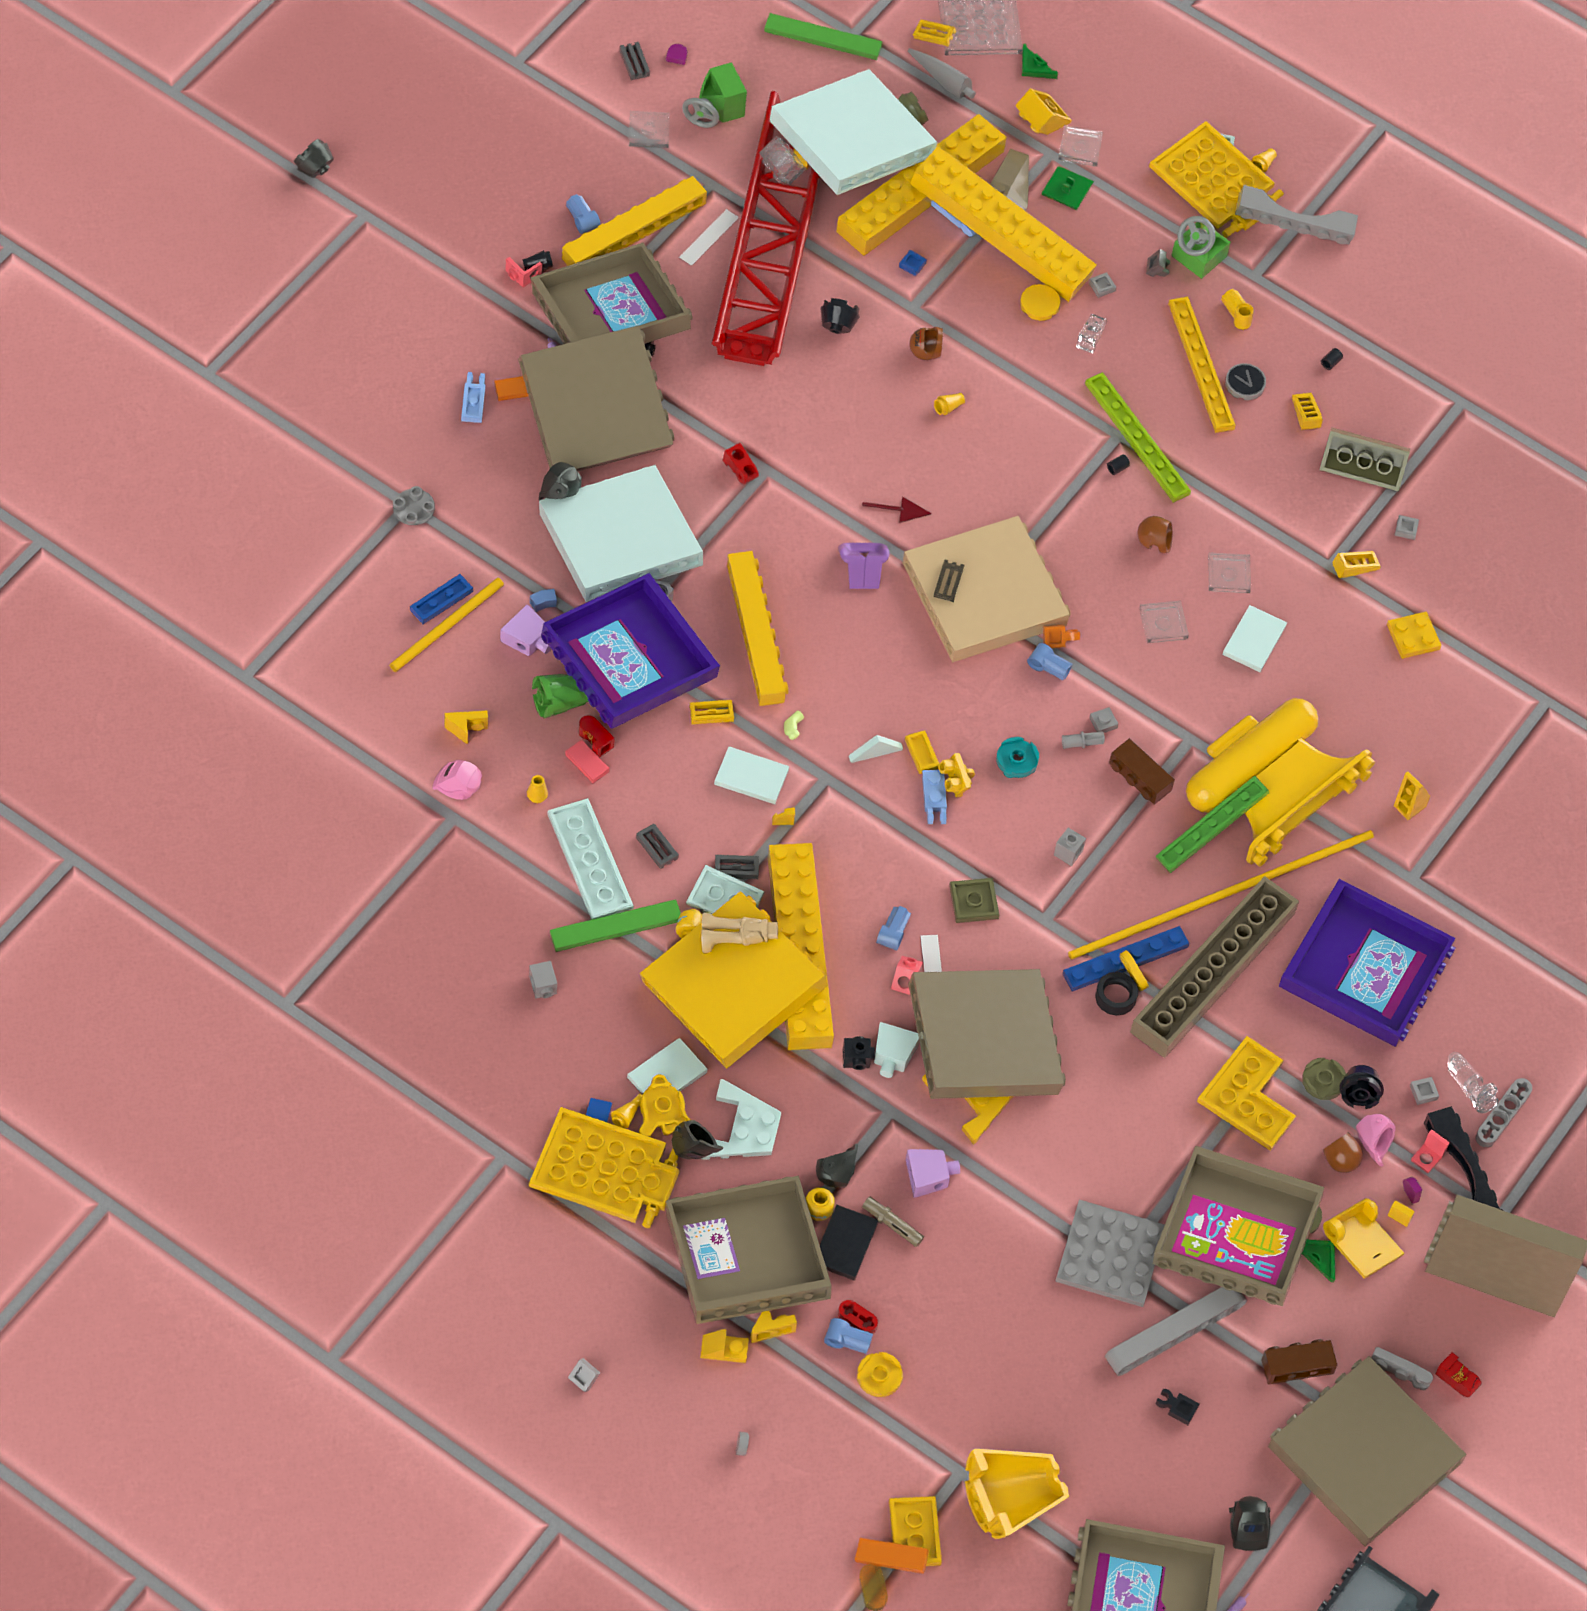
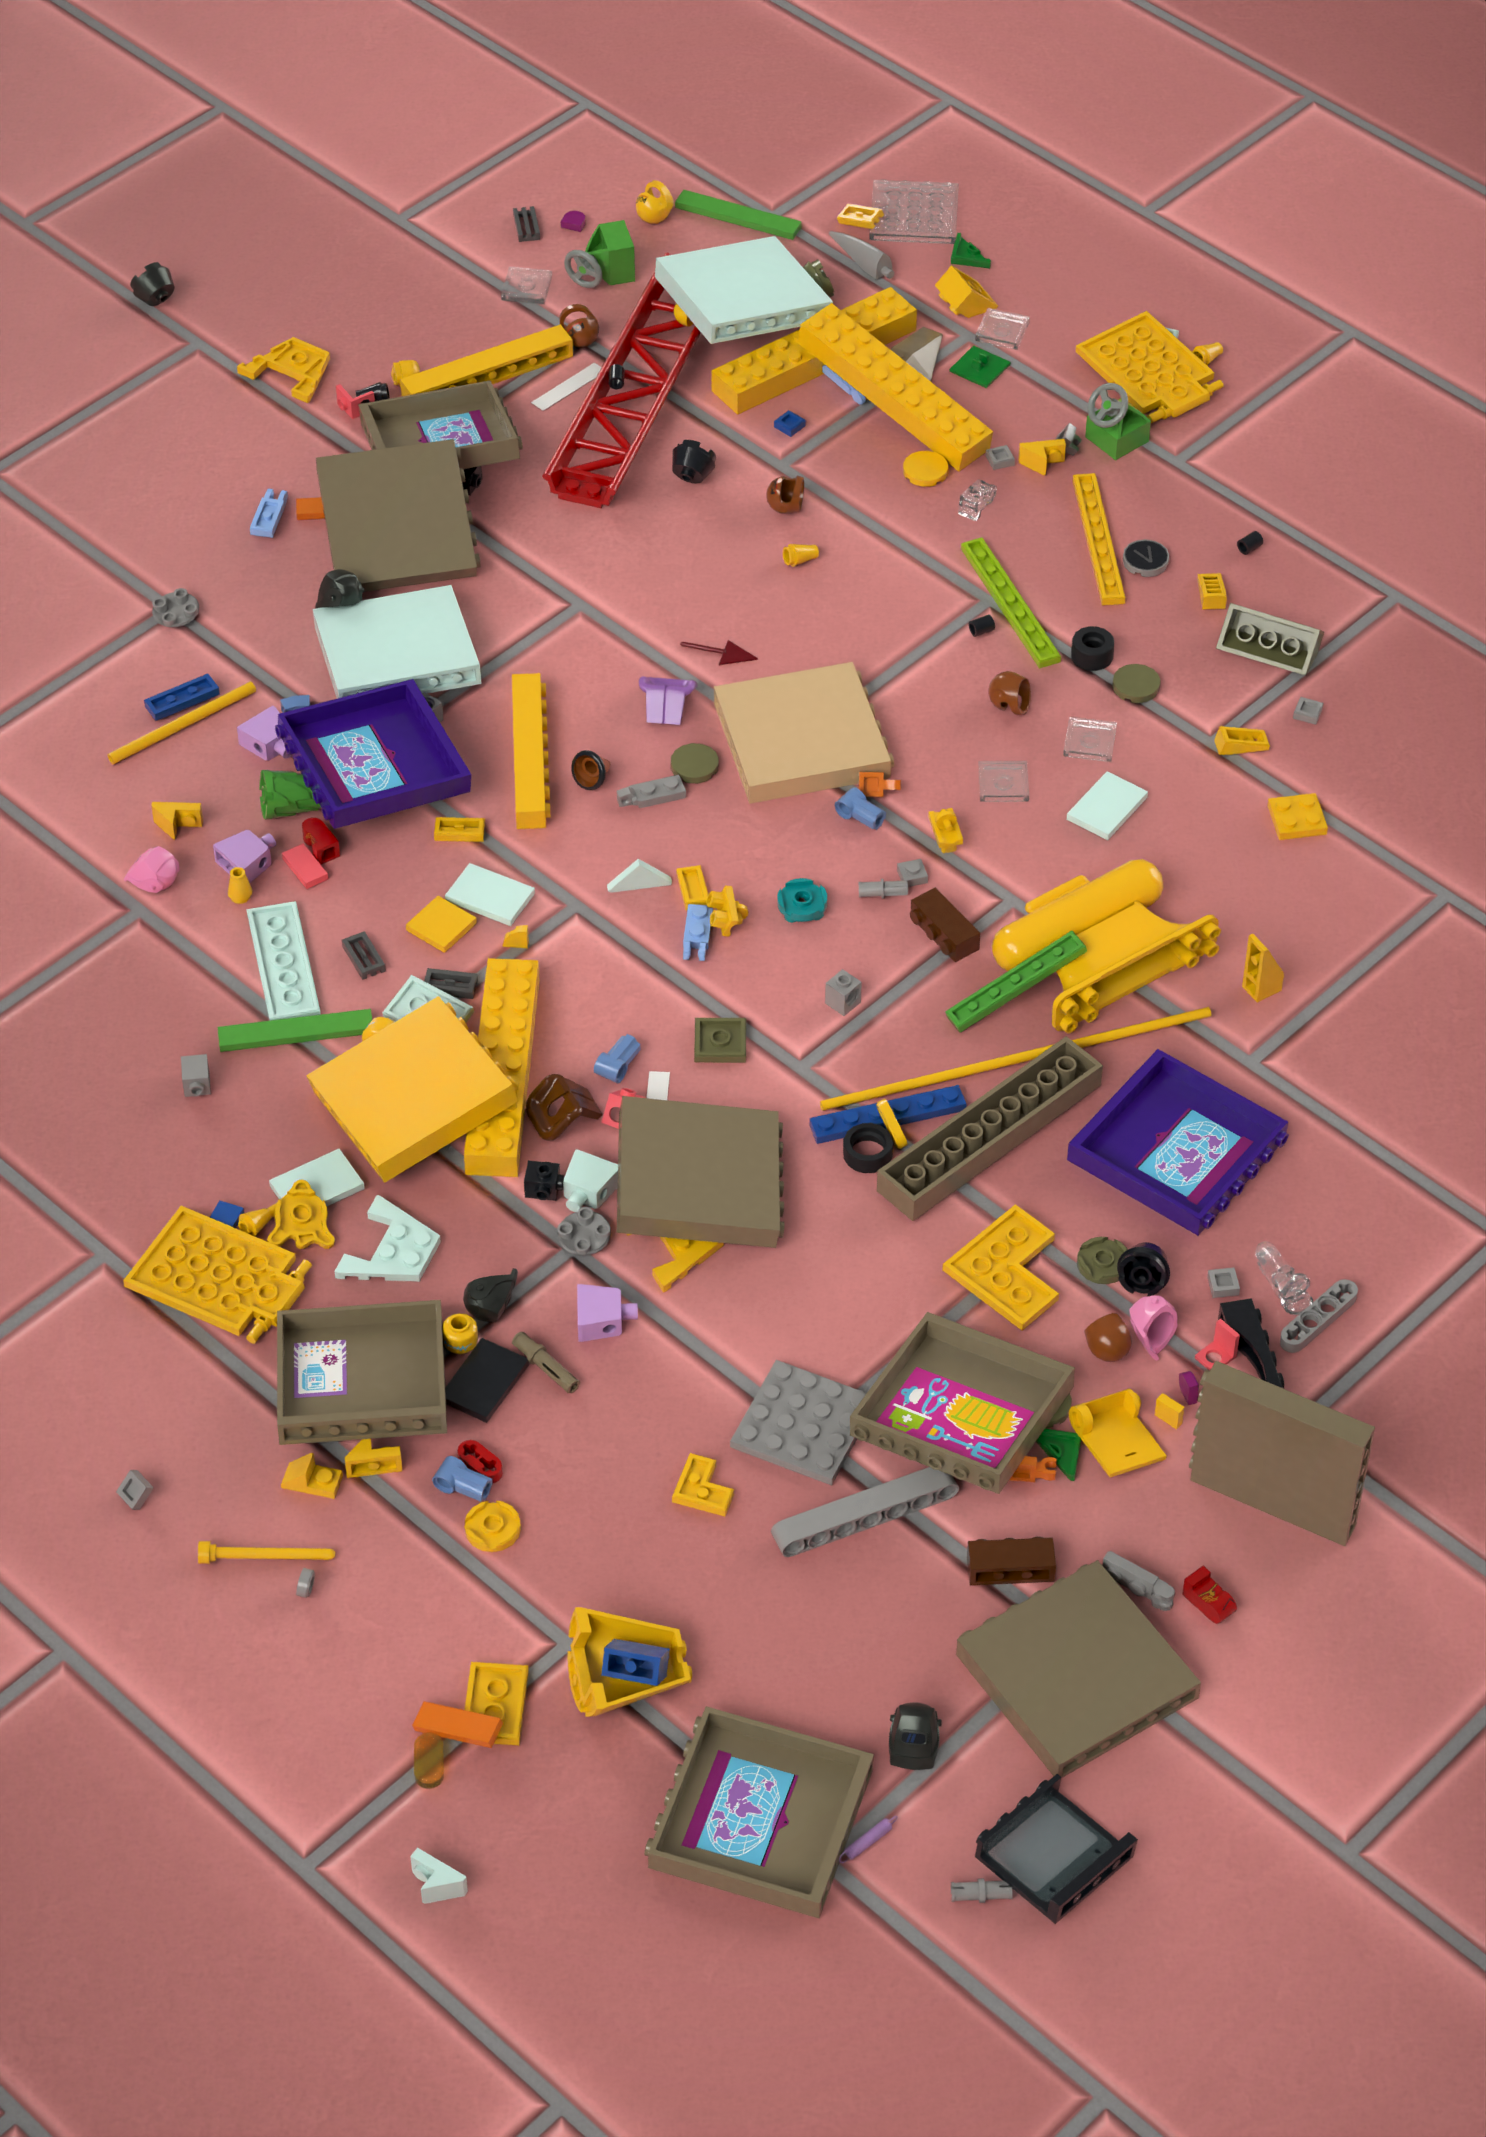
camera: 15 degrees right, 10 degrees down
(461, 230) = (294, 359): none -> yellow wing
(534, 756) = (245, 851): none -> lavender torso
(561, 235) = (403, 369): none -> yellow piece
(584, 218) = (432, 352): medium blue piece -> none
(658, 1424) = (209, 1552): none -> yellow piece
(693, 1141) = (324, 1252): pearl dark grey helmet -> none
(712, 180) = (582, 330): none -> dark orange helmet
(716, 808) = (441, 924): none -> yellow tile
(740, 463) = (550, 594): red leg -> none
(745, 38) = (654, 209): none -> yellow helmet
(750, 931) = (435, 1034): tan piece -> none
(755, 231) = (616, 376): none -> black hinge
(782, 161) = (659, 313): clear brick -> none
(790, 725) = (547, 846): yellowish green arm -> none
(813, 644) = (589, 769): none -> dark orange hat
(869, 659) = (652, 792): none -> light grey hinge
(870, 982) = (576, 1103): none -> reddish brown piece
(899, 627) = (694, 763): none -> olive tile
(899, 1096) = (584, 1232): none -> light grey dish
(953, 567) = (763, 704): clear smoke tile -> none
(1025, 1488) = (635, 1662): none -> blue brick
(1036, 1325) = (697, 1491): none -> yellow tile
(1126, 676) = (946, 829): none -> yellow hips
(1136, 281) = (1040, 453): none -> yellow slope
(1180, 1408) = (852, 1598): black plate -> none
(1220, 471) = (1092, 648): none -> black tyre
(1241, 311) = (1150, 487): yellow piece -> none
(1257, 205) = (1190, 390): light grey arch -> none
(1258, 512) = (1136, 683): none -> olive tile
(1302, 1277) = (1031, 1469): none -> orange plate

